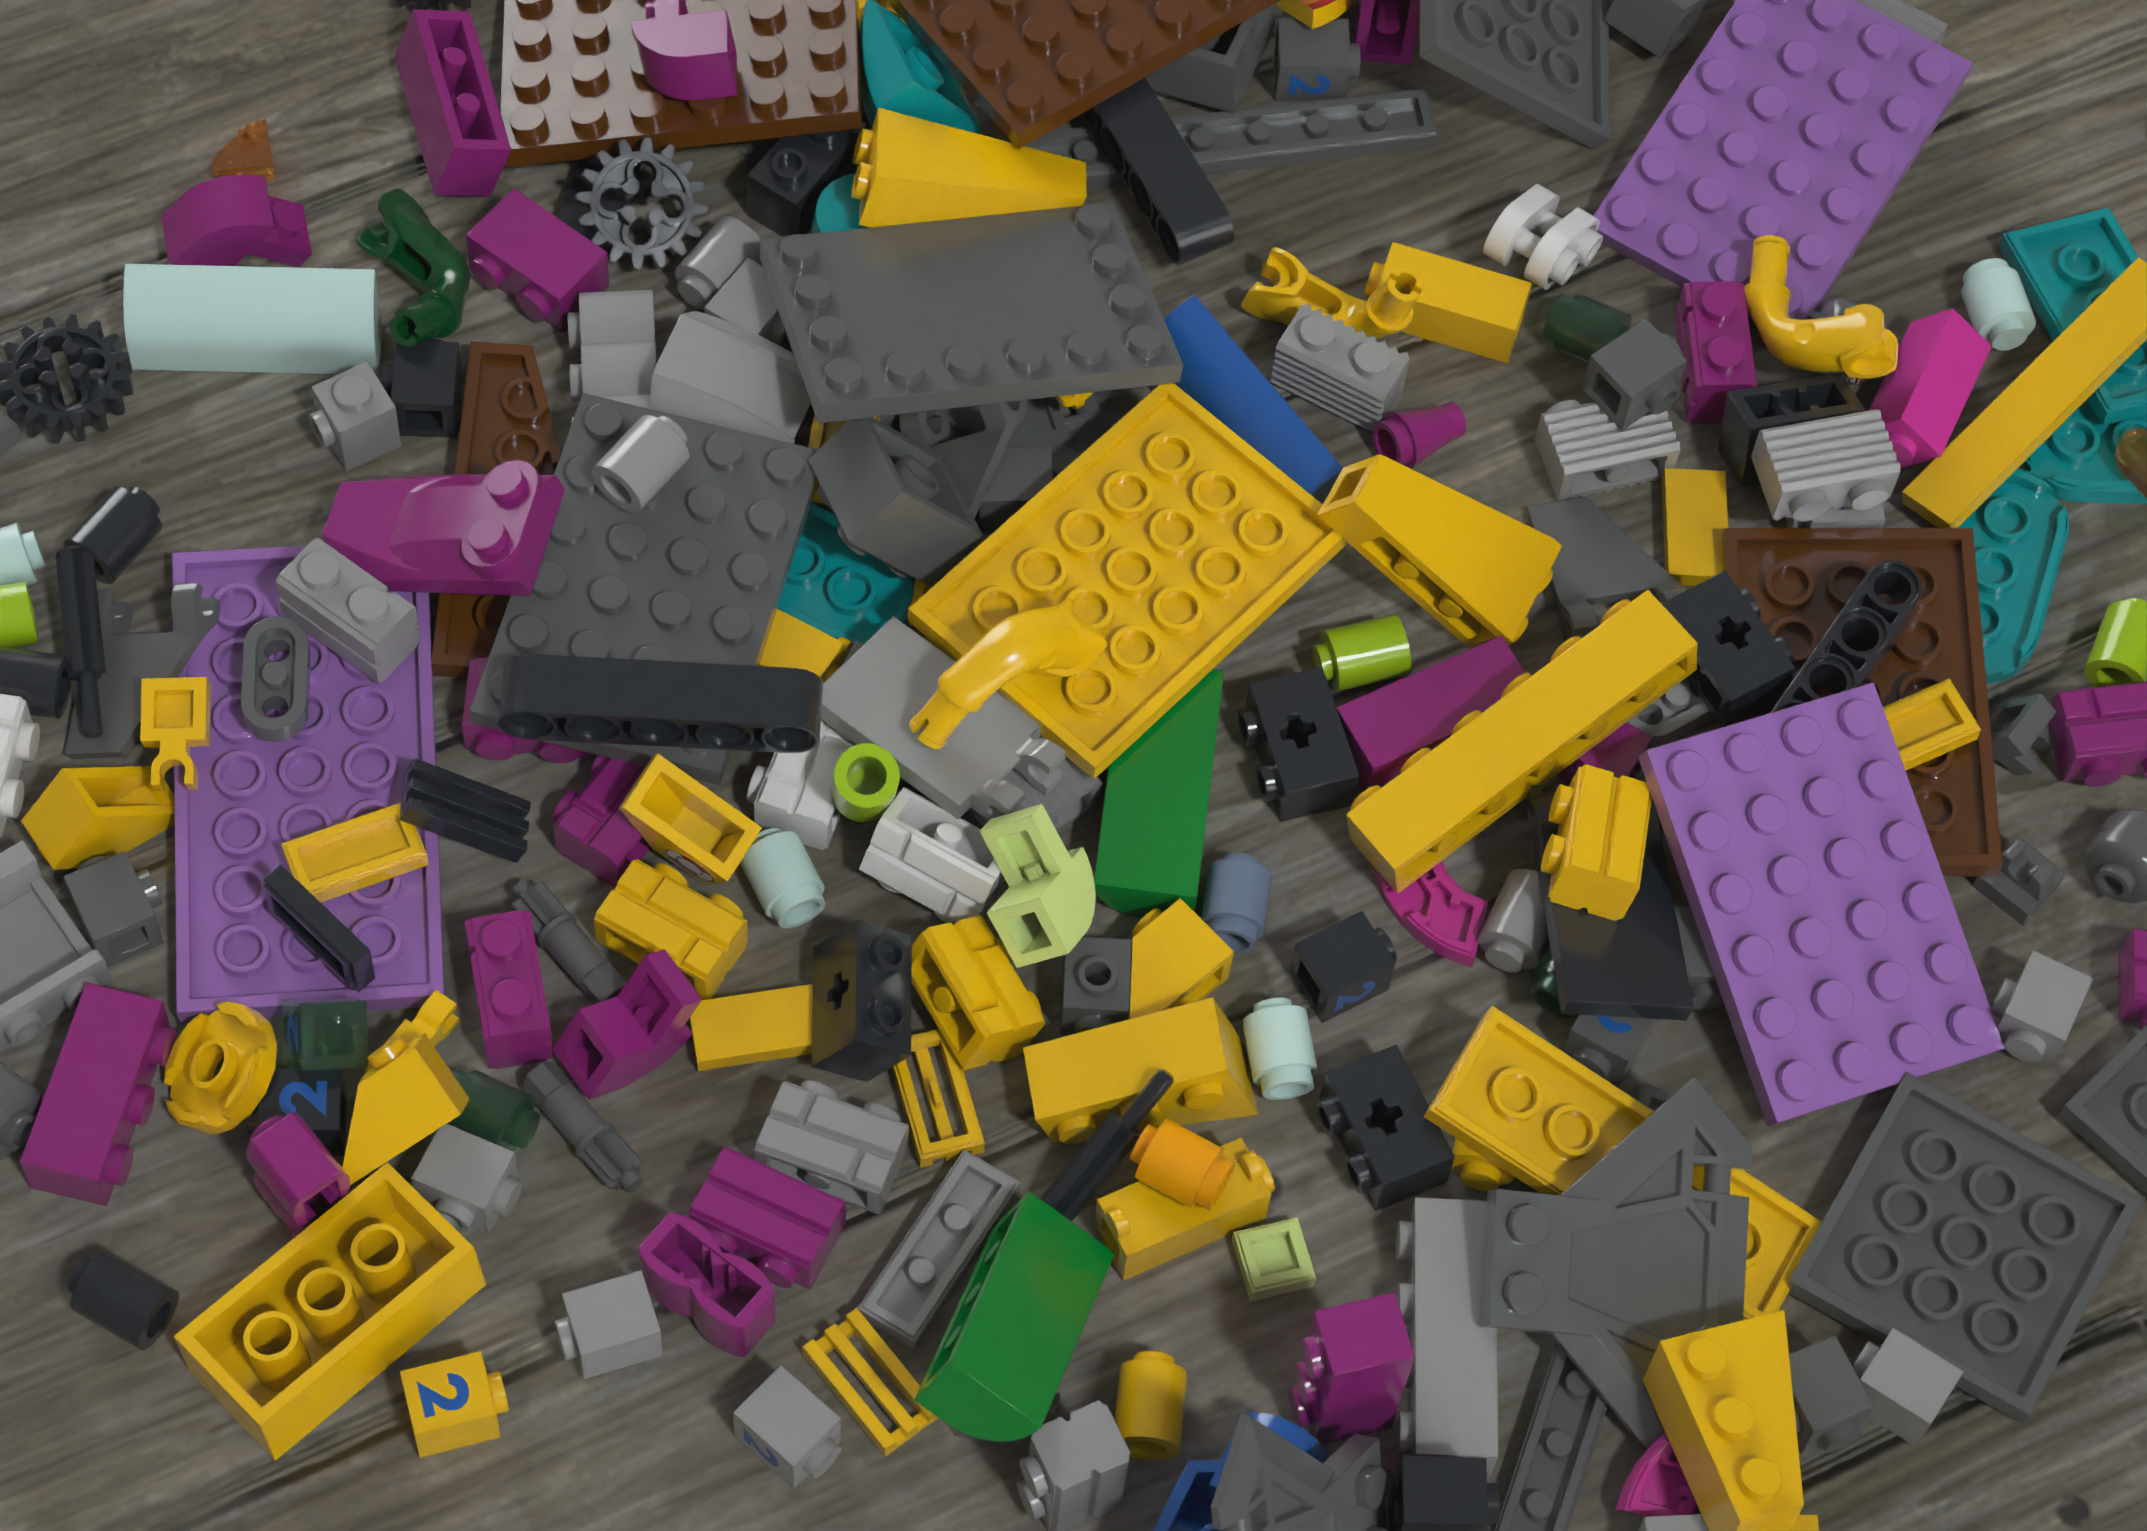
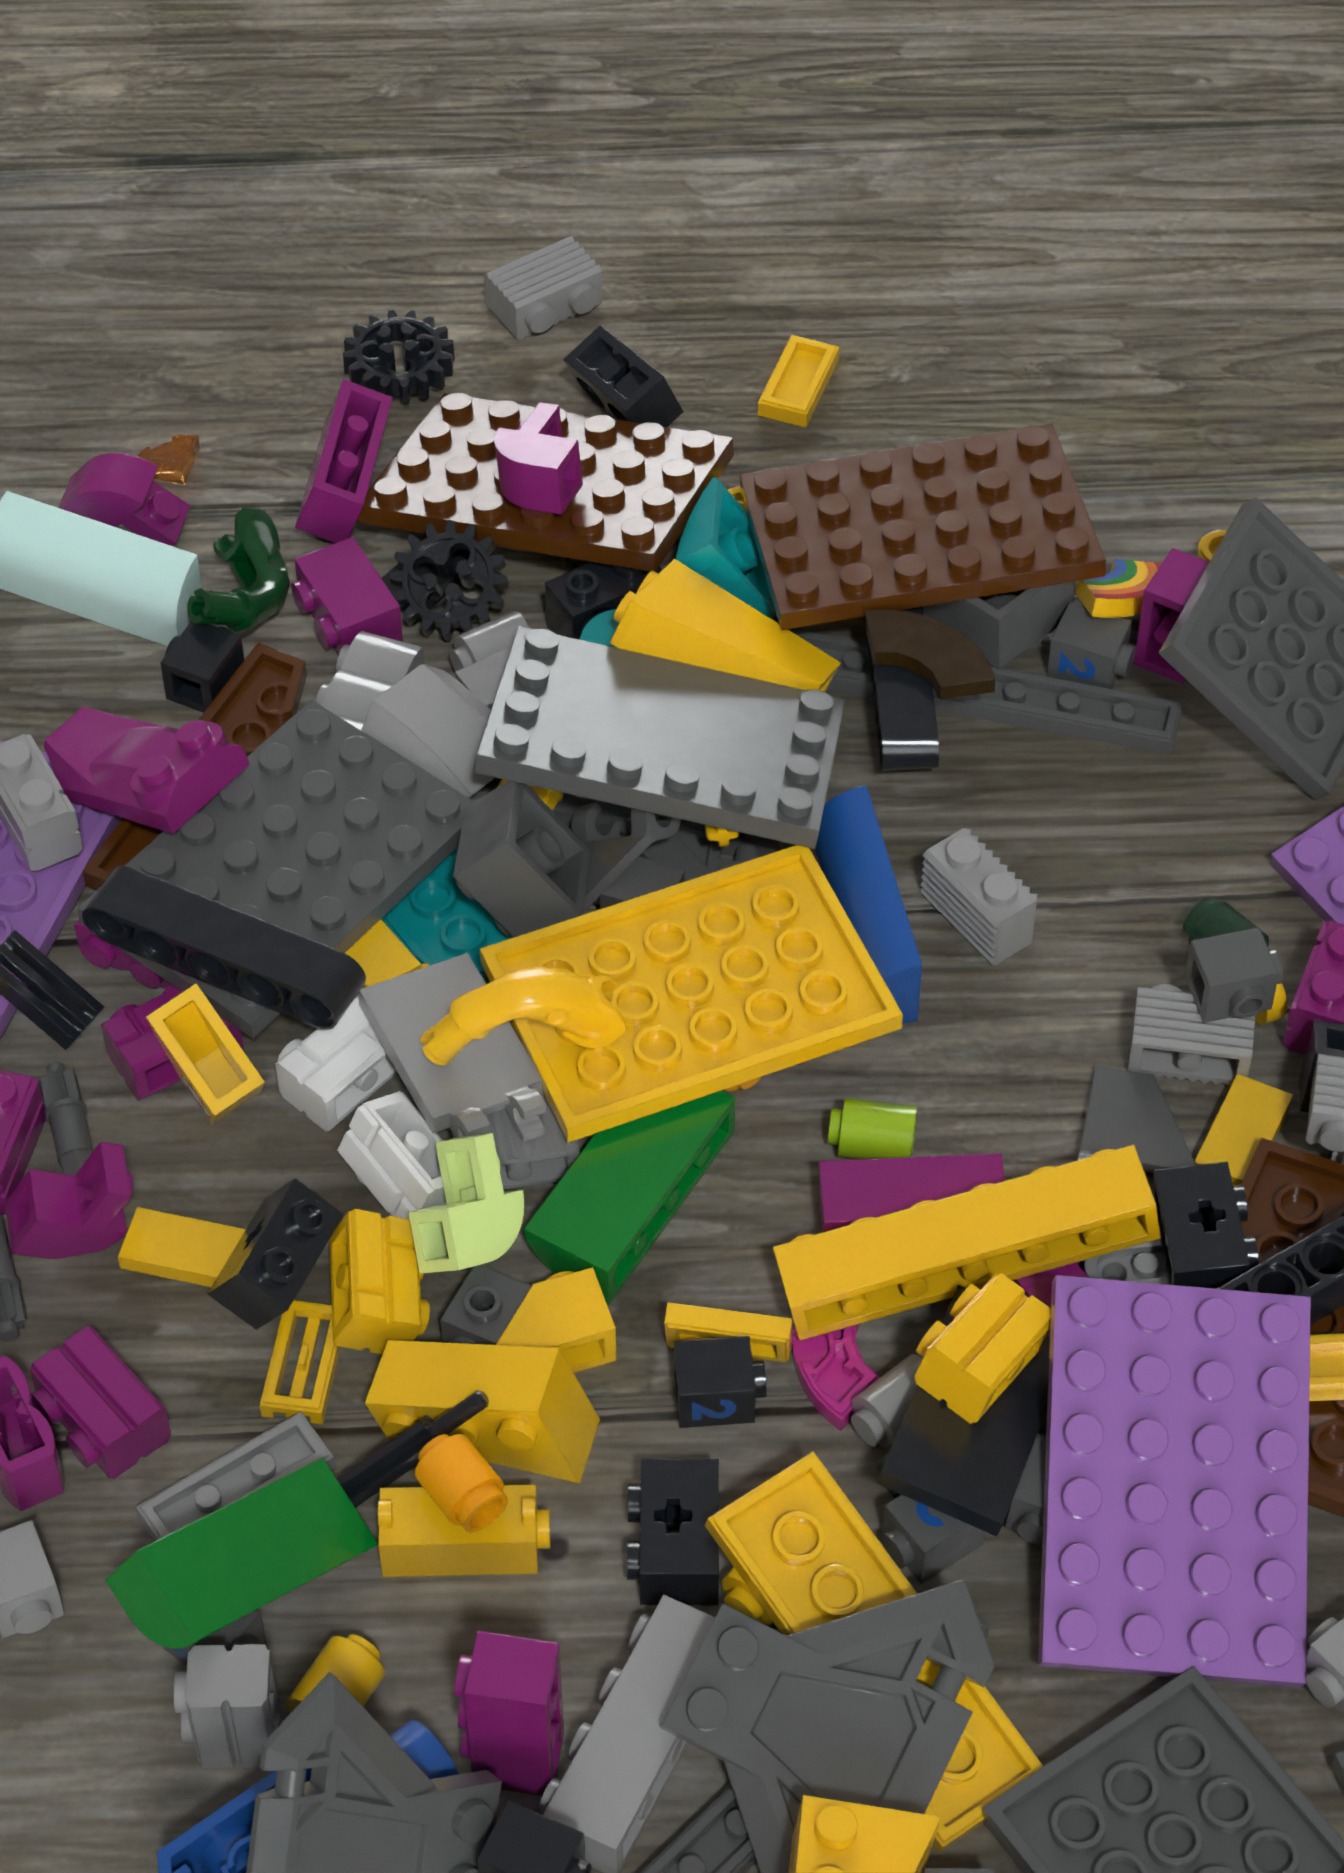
camera: 30 degrees right, 10 degrees down
(355, 417) = (131, 668): light grey brick -> none
(641, 462) = (316, 758): light grey brick -> none
(659, 912) = (159, 1142): yellow brick -> none
(784, 877) = (272, 1136): light aqua brick -> none
(834, 1144) = (189, 1364): light grey brick -> none
(837, 1338) = (105, 1528): yellow tile -> none
(865, 782) = (362, 1068): lime brick -> none
(1179, 123) = (929, 649): none -> dark brown tile
(1237, 900) = (643, 1293): sand blue brick -> none
(1273, 1259) = (523, 1605): yellowish green tile -> none
(1280, 1049) = (621, 1430): light aqua brick -> none
(1299, 745) = (776, 1183): black brick -> none
(1310, 915) = (768, 1334): none -> yellow tile
(1381, 315) = (1030, 859): yellow piece -> none
(1417, 433) = (1022, 971): magenta cone -> none
(1442, 548) = (982, 1061): yellow slope -> none
(1459, 302) = (1110, 875): yellow brick -> none
(1563, 240) = (1218, 847): white brick -> none

